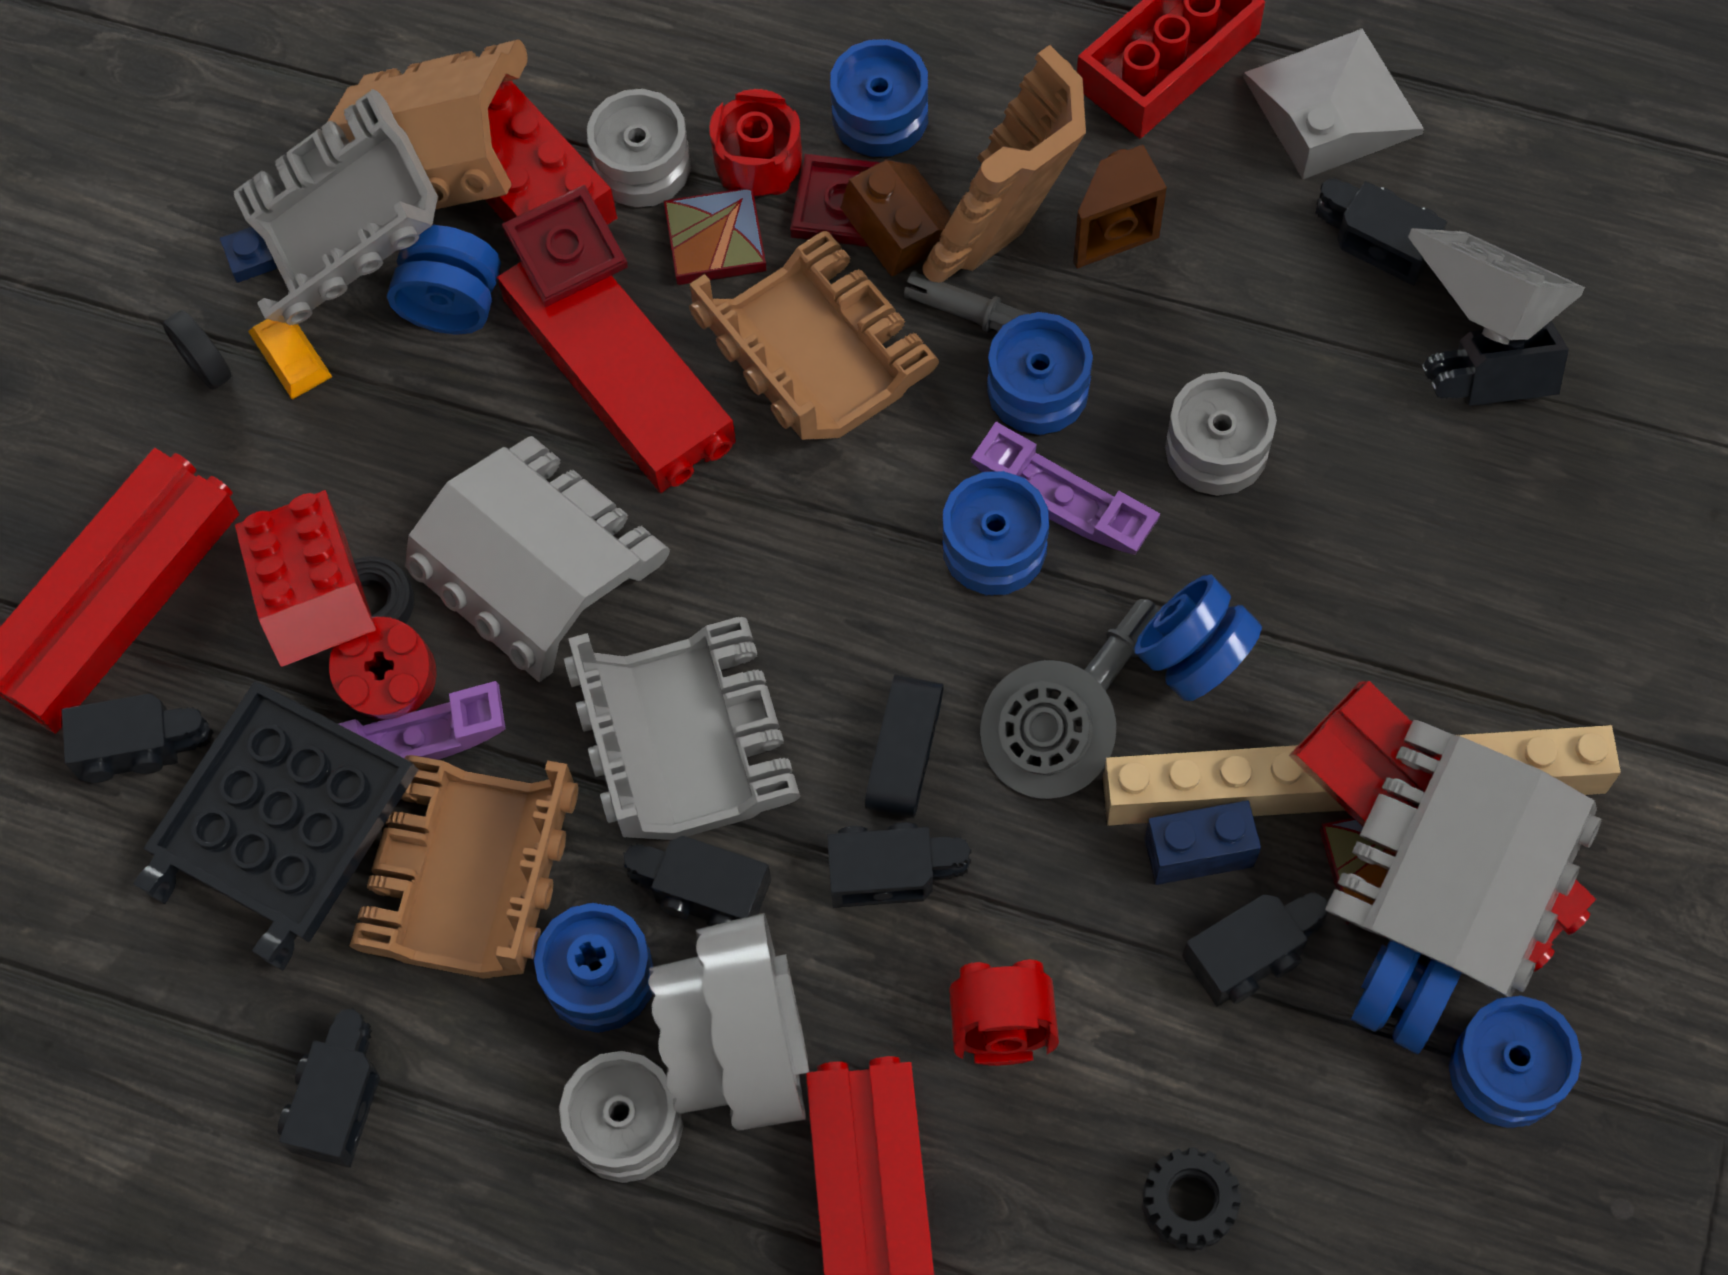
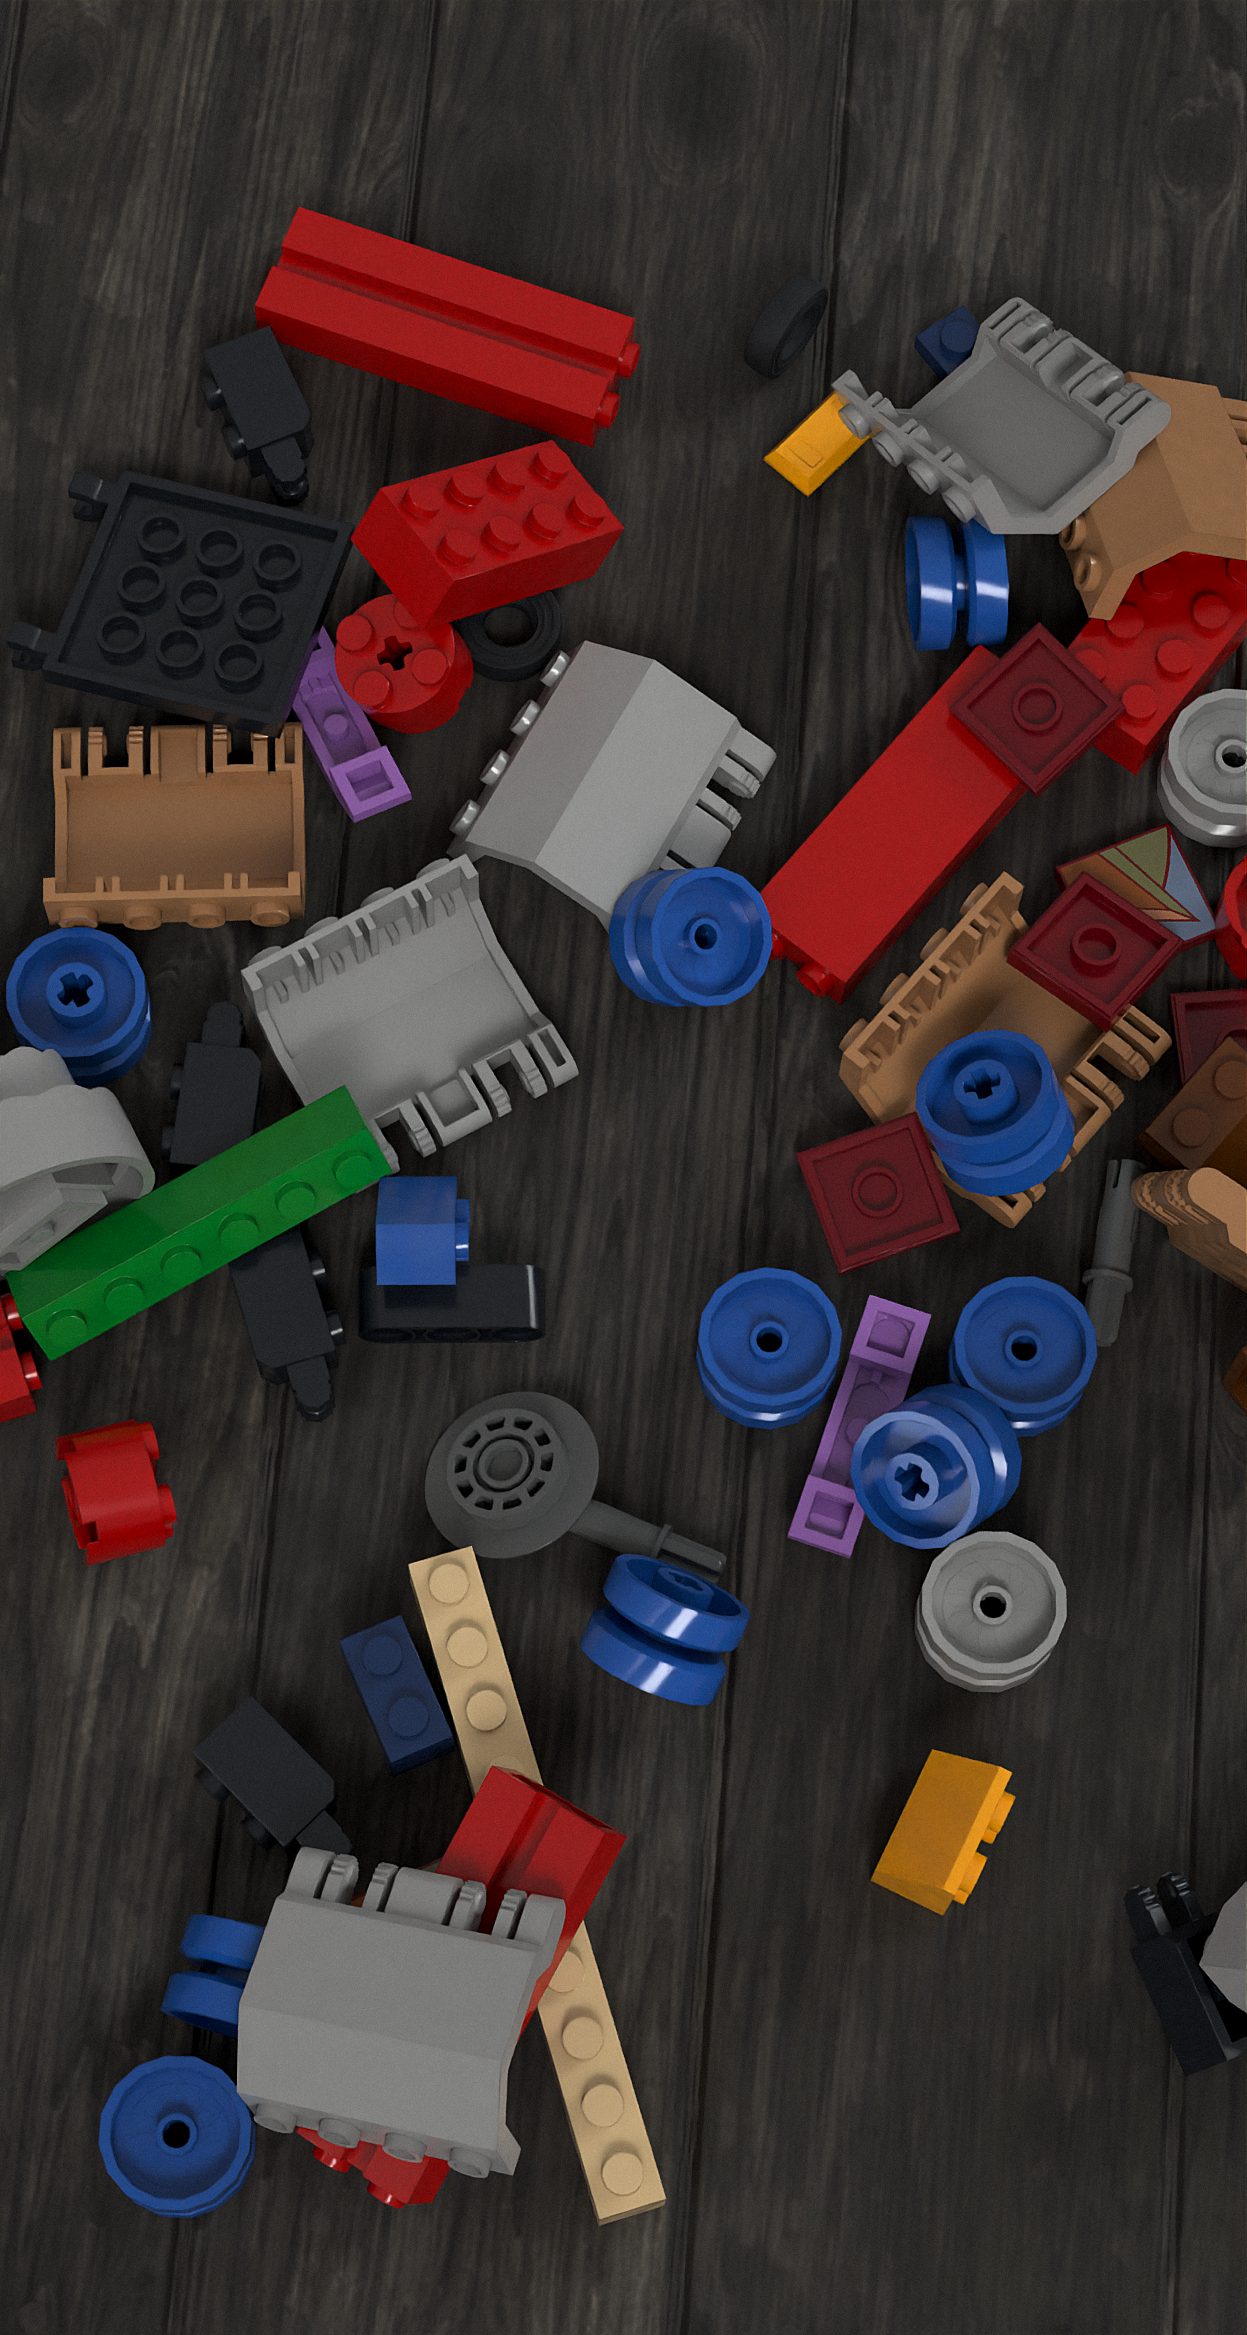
camera: 70 degrees right, 5 degrees up
(669, 511) = (690, 937): none -> blue wheel
(752, 260) = (1095, 951): none -> dark red tile
(806, 902) = (197, 1223): none -> green brick
(850, 747) = (420, 1231): none -> blue brick
(862, 339) = (995, 1112): none -> blue wheel
(890, 443) = (877, 1193): none -> dark red tile
(1114, 436) = (936, 1466): none -> blue wheel
(1372, 494) = (938, 1833): none -> light orange slope

